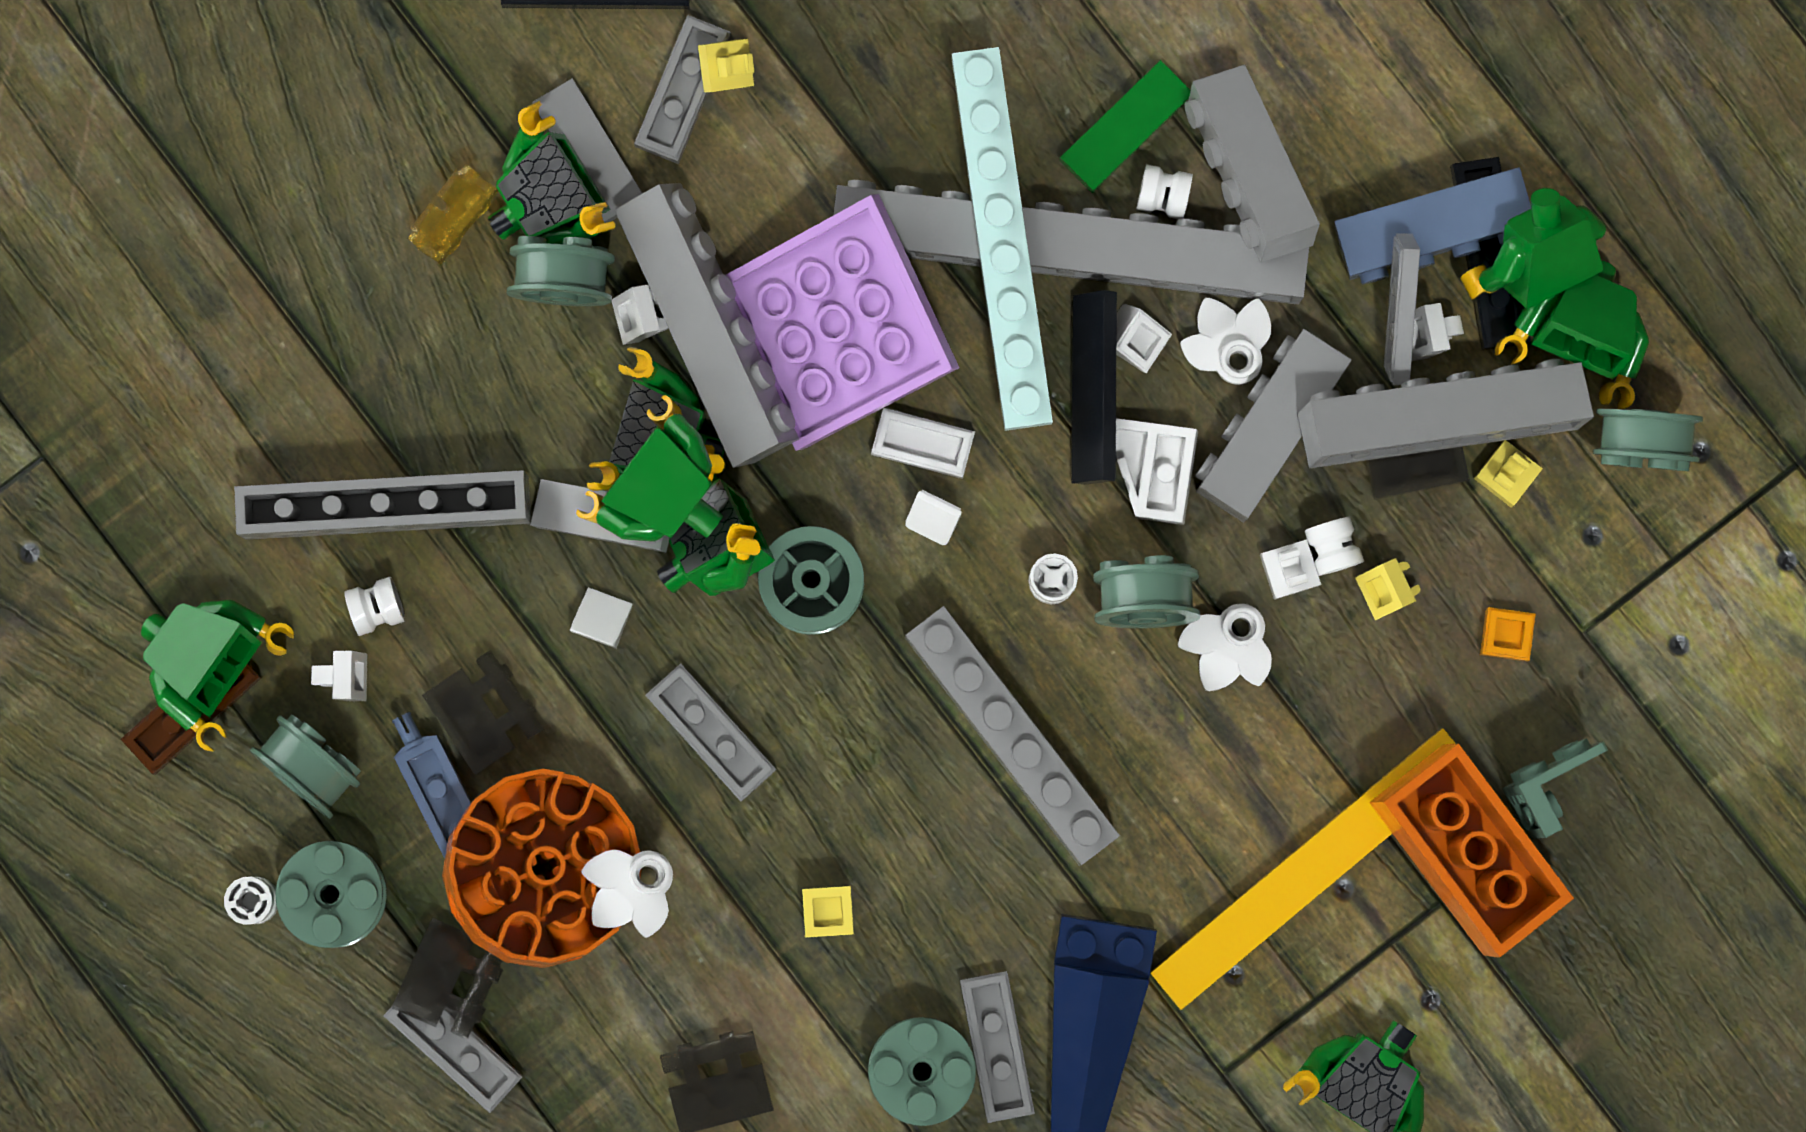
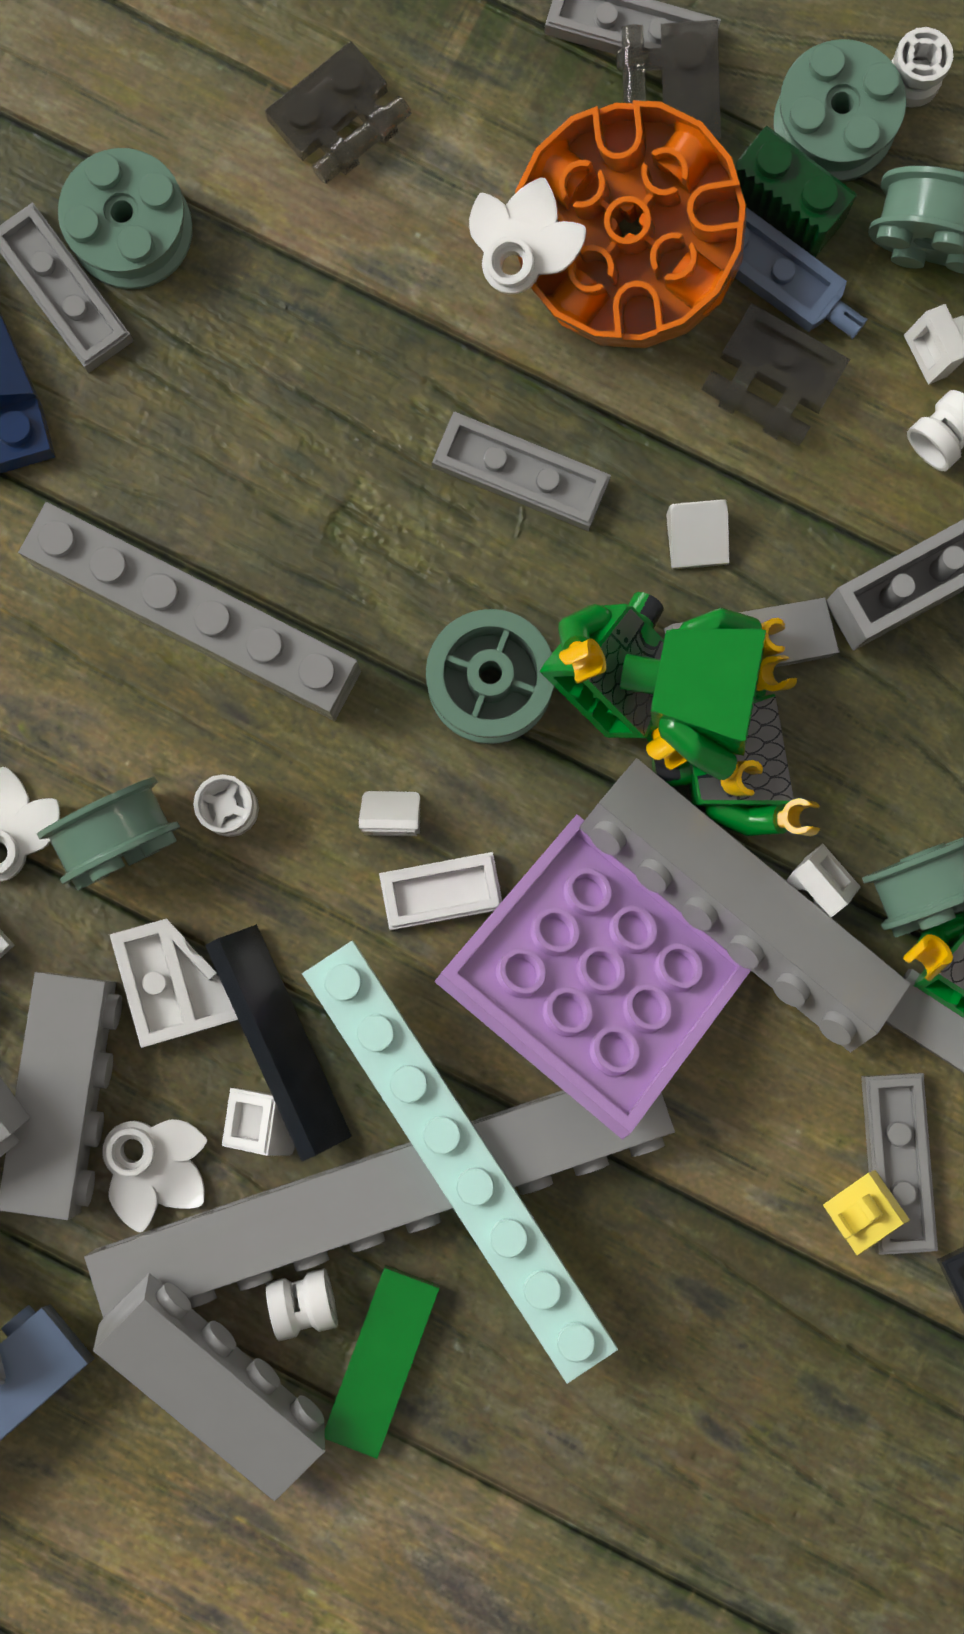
camera: 160 degrees right, 0 degrees up
(400, 846) = (792, 191): none -> dark green brick
(828, 911) = (303, 333): light yellow tile -> none

